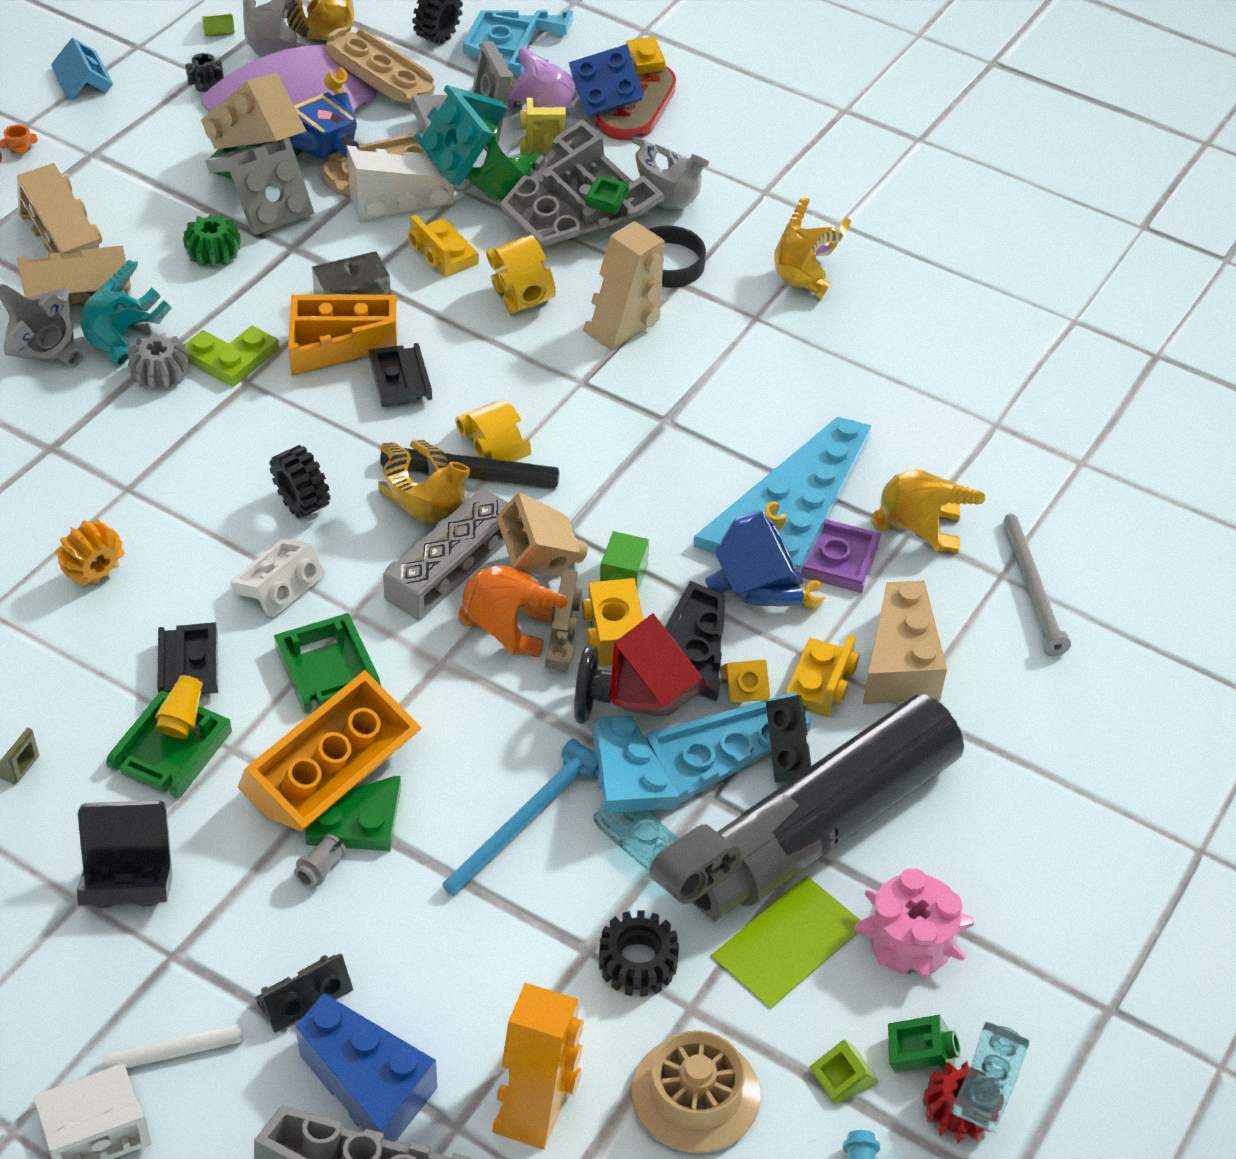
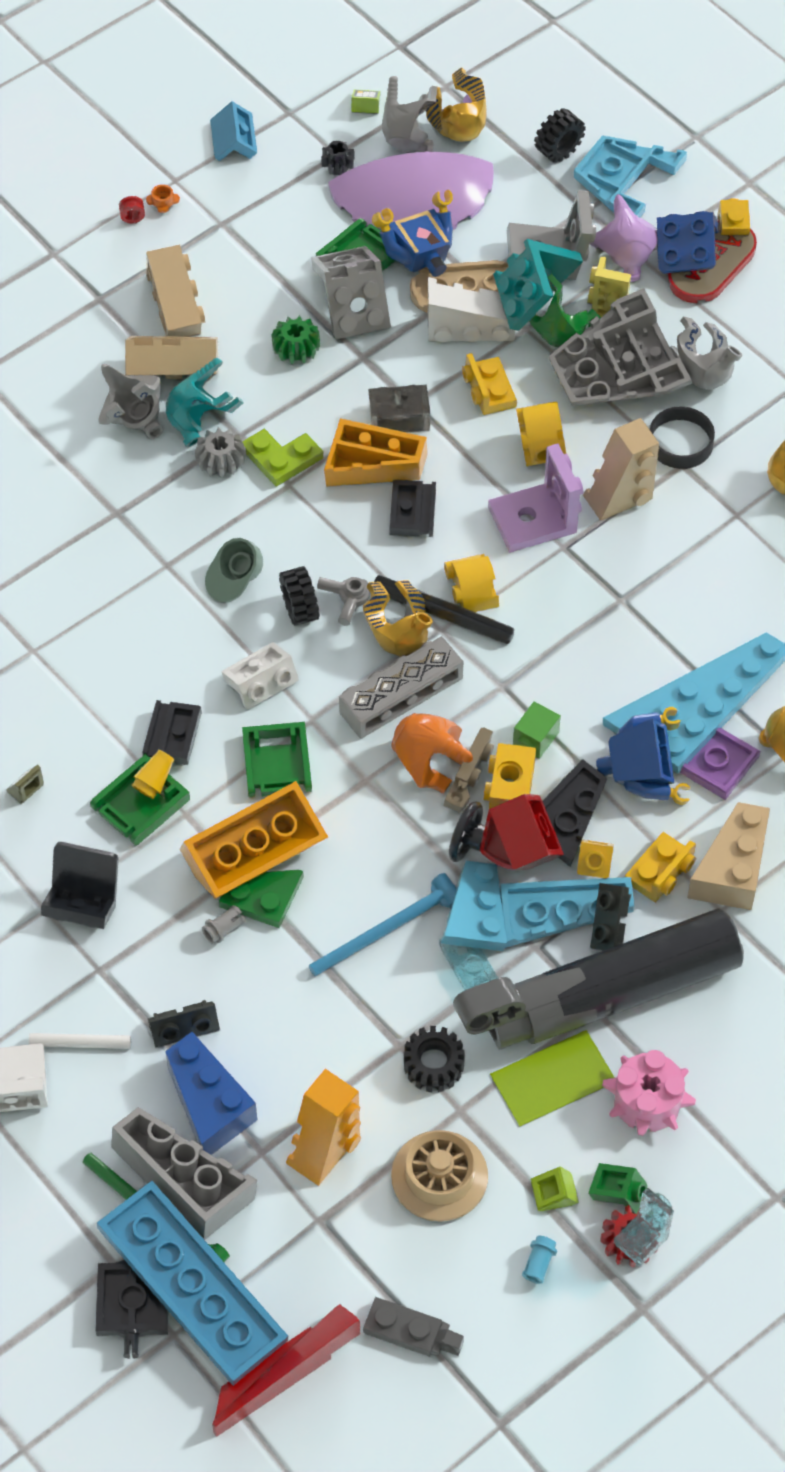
camera: 20 degrees right, 10 degrees up
(89, 552) = (120, 622): light orange gear -> none
(210, 473) = (233, 569): none -> sand green cap
(253, 115) = (359, 231): tan wedge -> none
(360, 469) = (352, 593): none -> light grey piece
(379, 64) = (492, 181): tan tile -> none
(539, 537) = (472, 693): tan torso -> none
(557, 343) = (552, 505): none -> lavender bracket
(607, 194) = (640, 370): green tile -> none

